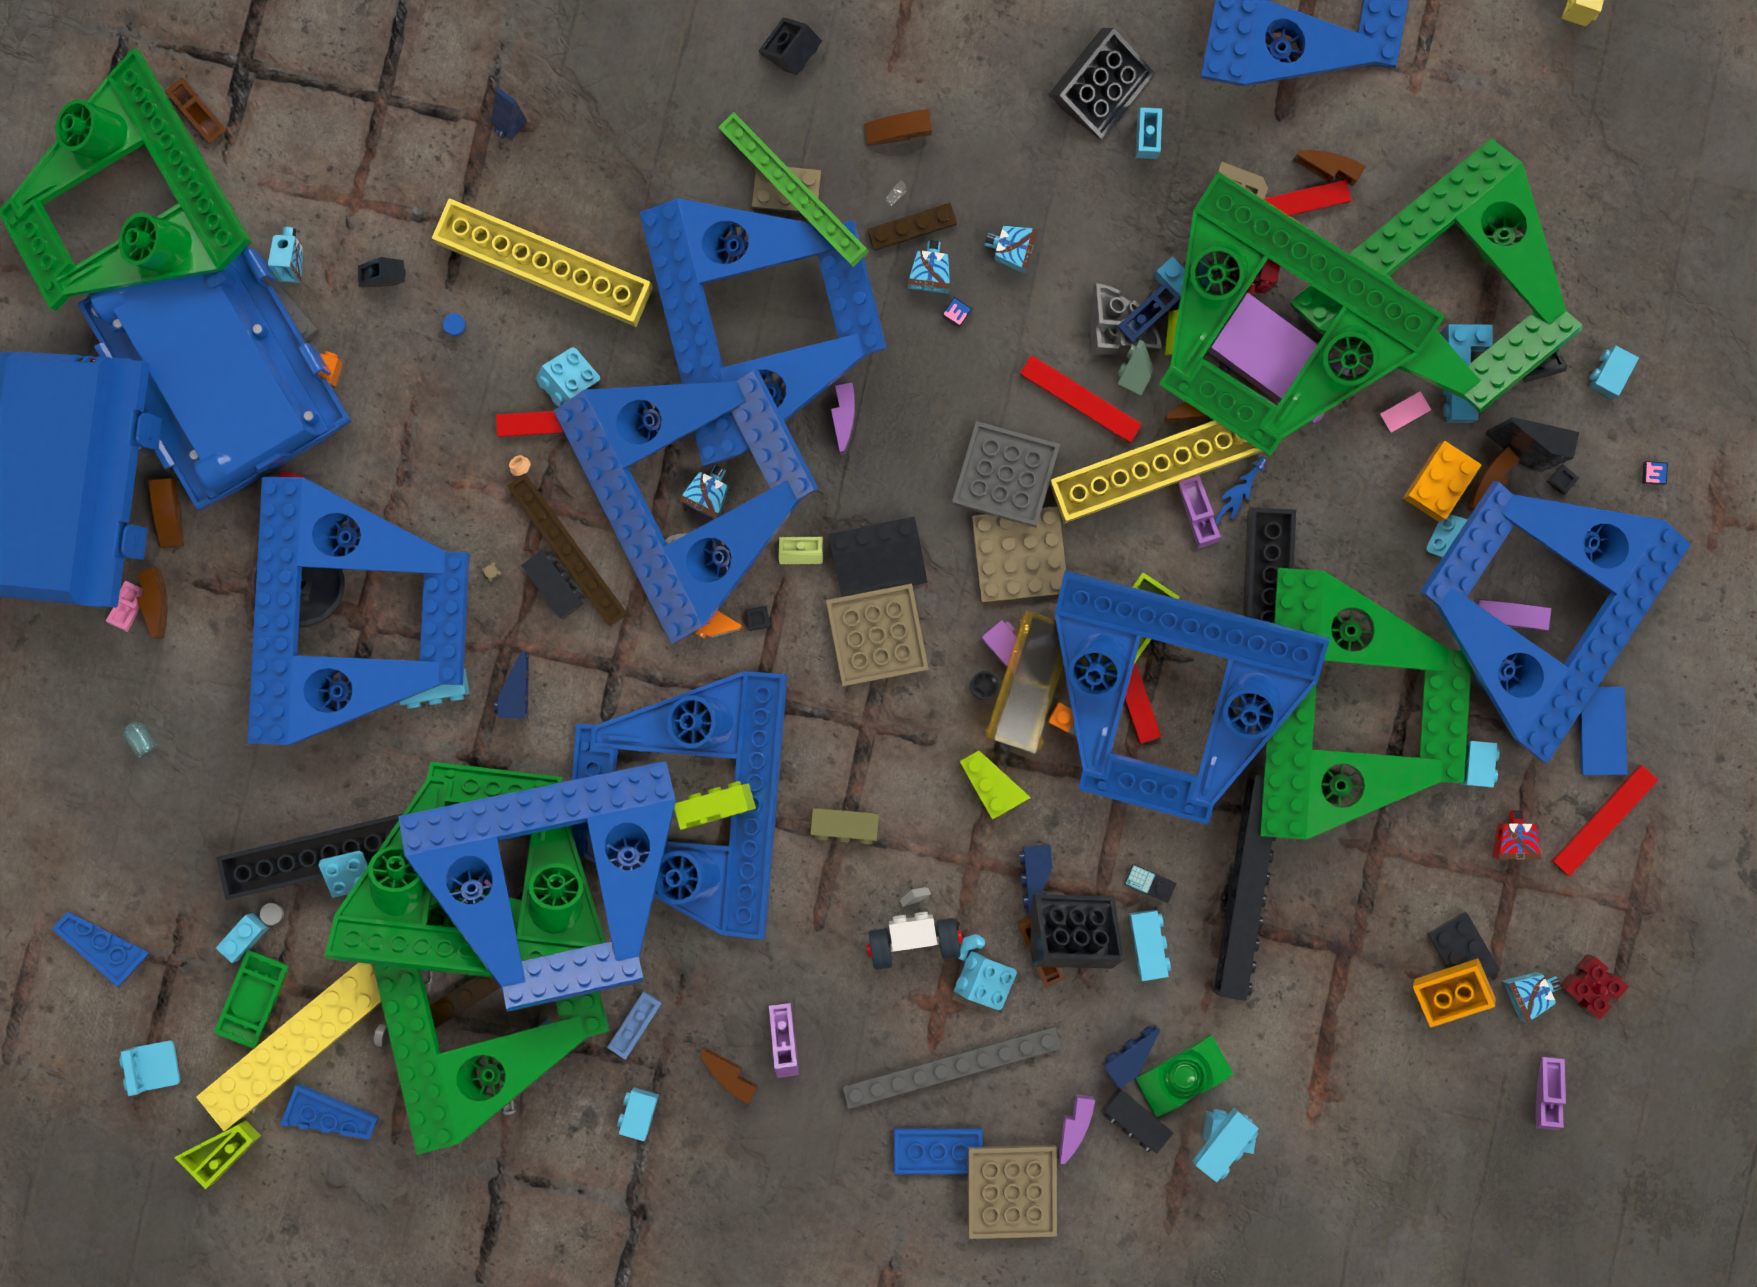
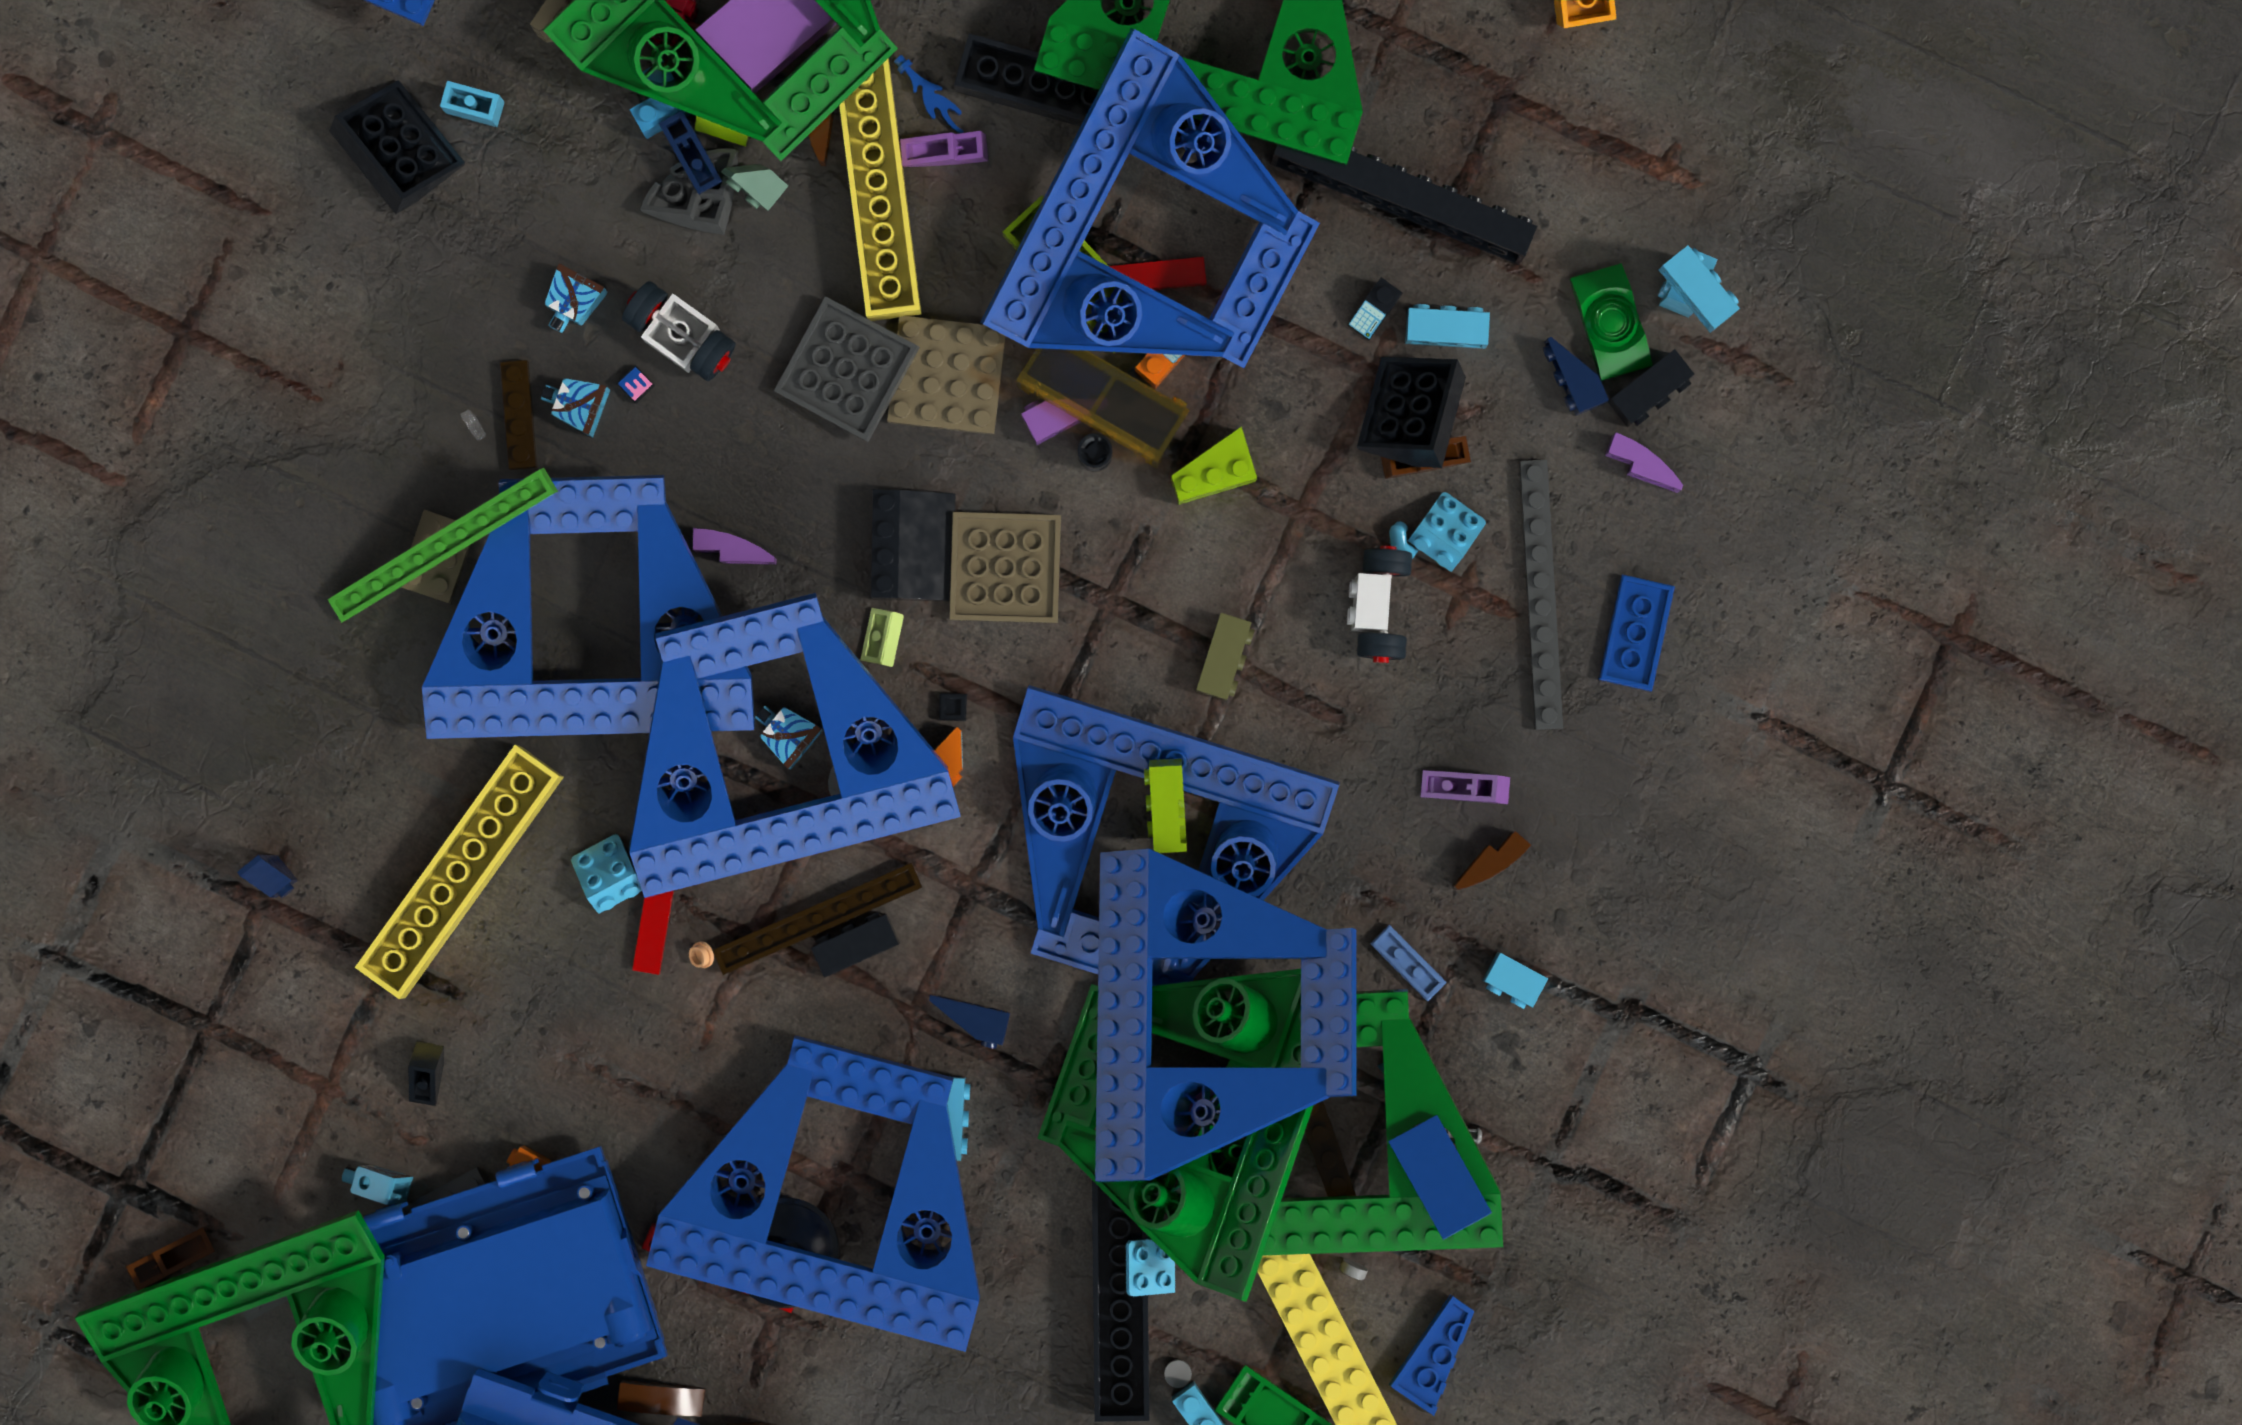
camera: 85 degrees left, 0 degrees up
(454, 324) = (509, 997): blue tile -> none
(460, 1092) = (1440, 1177): none -> blue tile
(491, 571) = (822, 1018): dark tan piece -> none
(790, 45) = (261, 512): black slope -> none
(898, 127) = (394, 403): reddish brown slope -> none
(915, 896) = (1328, 592): light grey tile -> none
(1005, 335) = (678, 331): none -> brick
(1012, 1191) = (1702, 555): dark tan plate -> none
(1037, 867) = (1328, 439): dark blue slope -> none
(1080, 399) = (775, 259): red tile -> none

